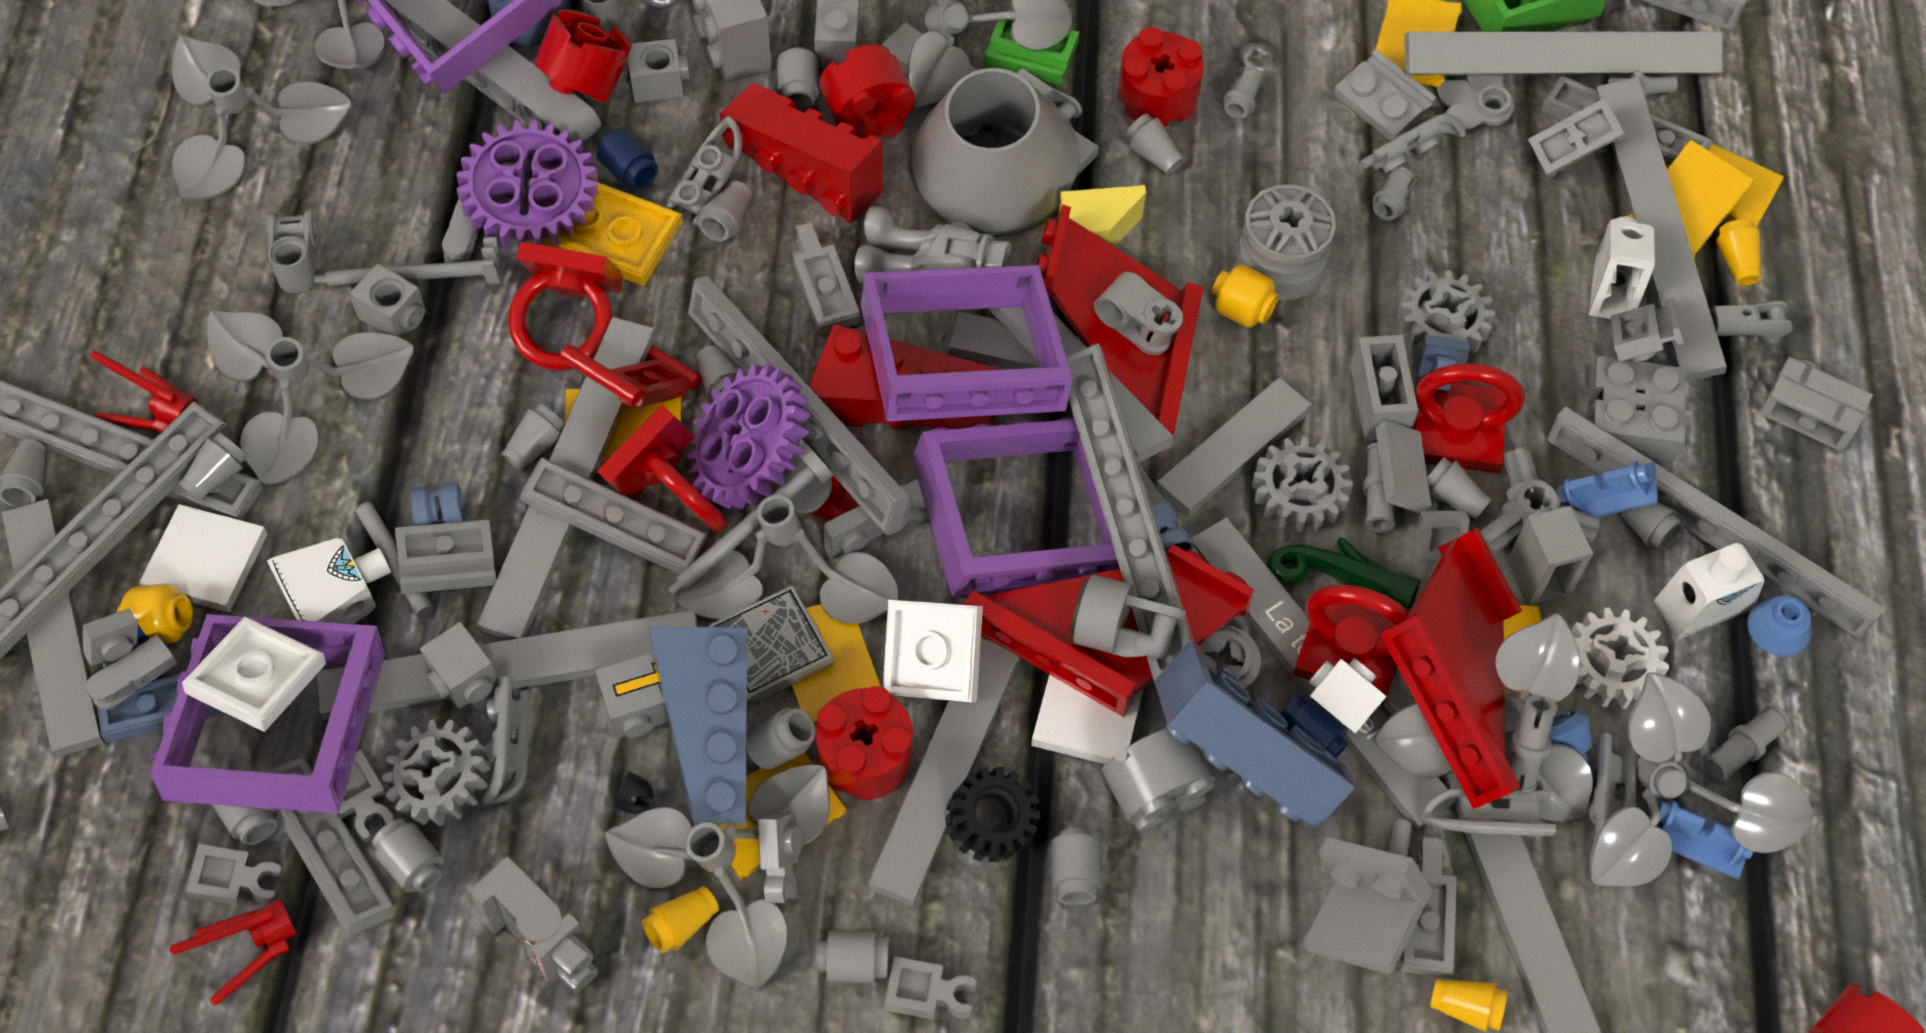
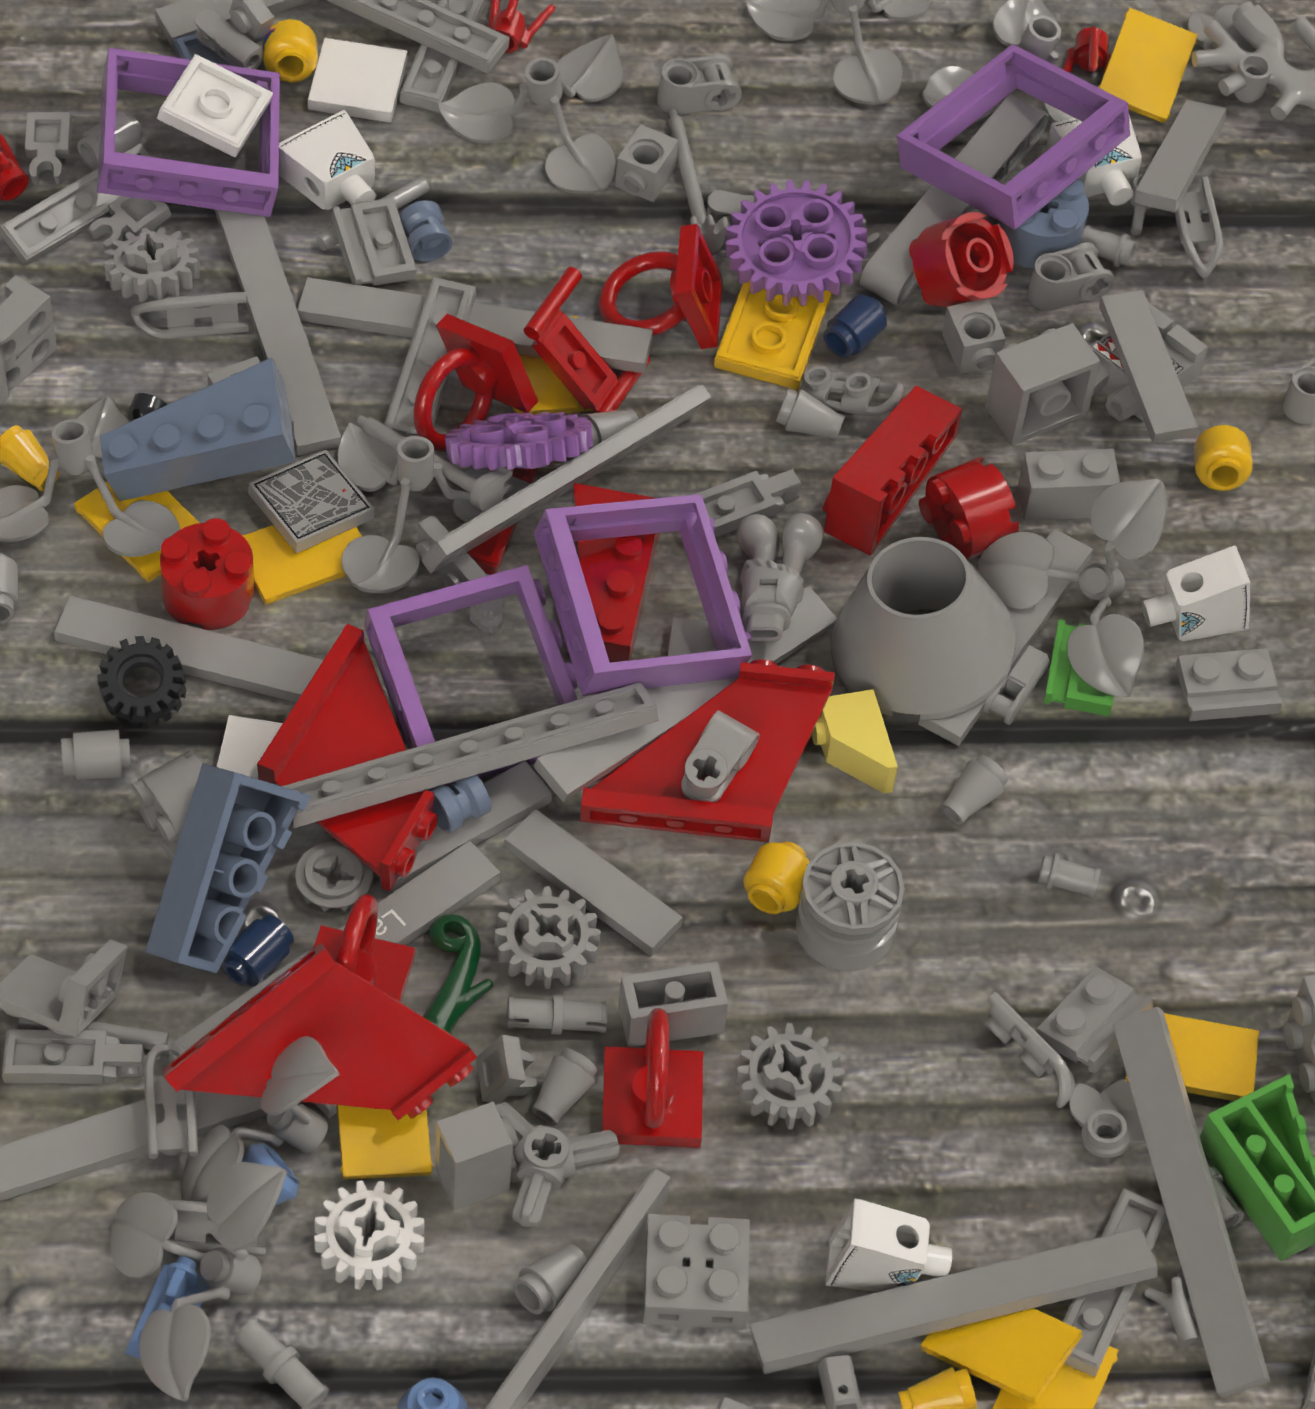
camera: 80 degrees right, 5 degrees down
(212, 466) = (441, 60): light grey cone -> none
(408, 856) = (72, 258): light grey brick -> none
(458, 667) = (252, 260): light grey brick -> none
(533, 436) = (513, 290): light grey cone -> none
(779, 849) = (90, 512): light grey plate -> none
(780, 737) = (215, 506): light grey brick -> none
(798, 77) = (998, 449): light grey brick -> none
(932, 650) = (305, 614): white tile -> none
(1103, 615) = (335, 733): light grey piece -> none
(1160, 76) = (1061, 785): red brick -> none
(1346, 692) = (276, 950): white brick -> none
(1390, 200) = (953, 1028): light grey pin -> none
(1403, 466) = (574, 1022): light grey tile -> none
(1441, 352) = (718, 1067): sand blue tile -> none
(1532, 741) = (228, 1106): light grey pin -> none
(1576, 137) = (1052, 1199): light grey hinge -> none
(1612, 491) = (571, 1225): medium blue hinge -> none
(1644, 330) = (787, 1264): light grey plate -> none
(1723, 587) = (453, 1322): white torso -> none

